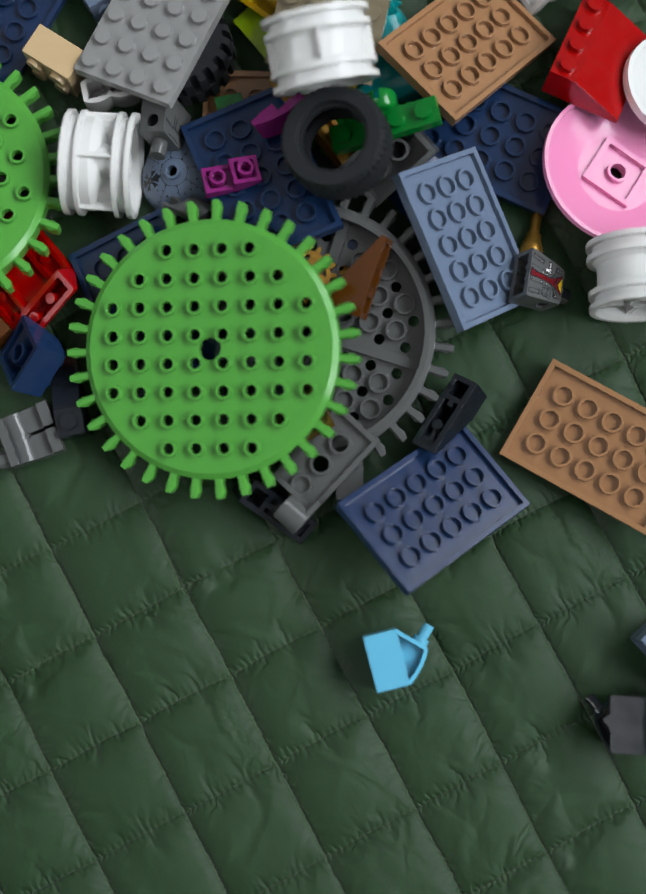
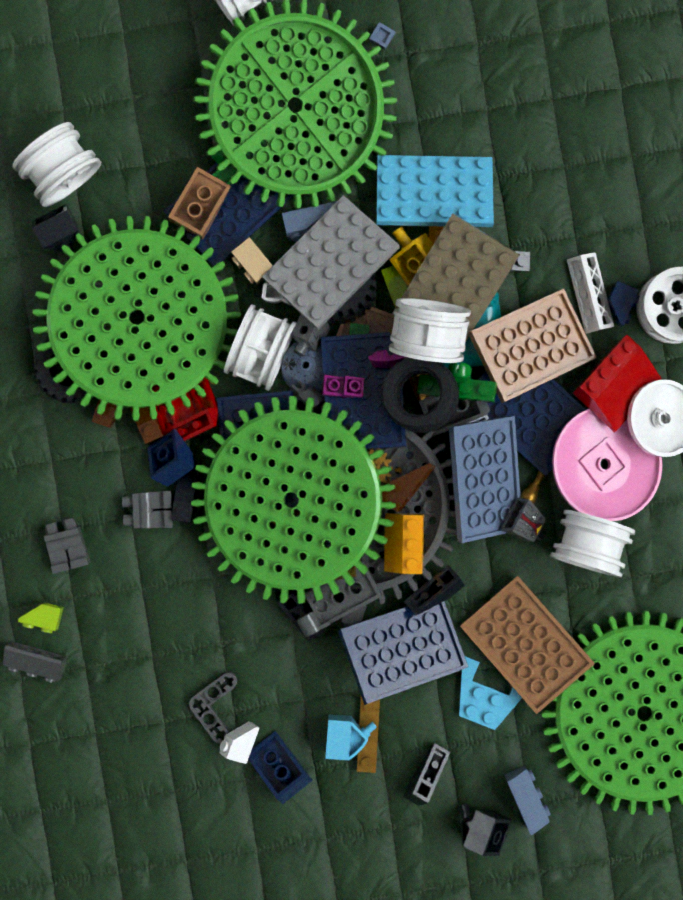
camera: 10 degrees right, 5 degrees up
(191, 671) = (208, 701): none -> dark grey beam
(252, 714) = (239, 742): none -> white slope
(318, 731) = (279, 768): none -> dark blue slope
(386, 360) = (405, 543): none -> light orange slope
(434, 670) = (368, 755): none -> pearl gold plate
(525, 673) = (427, 775): none -> black slope
(566, 548) = (481, 702): none -> medium azure wing

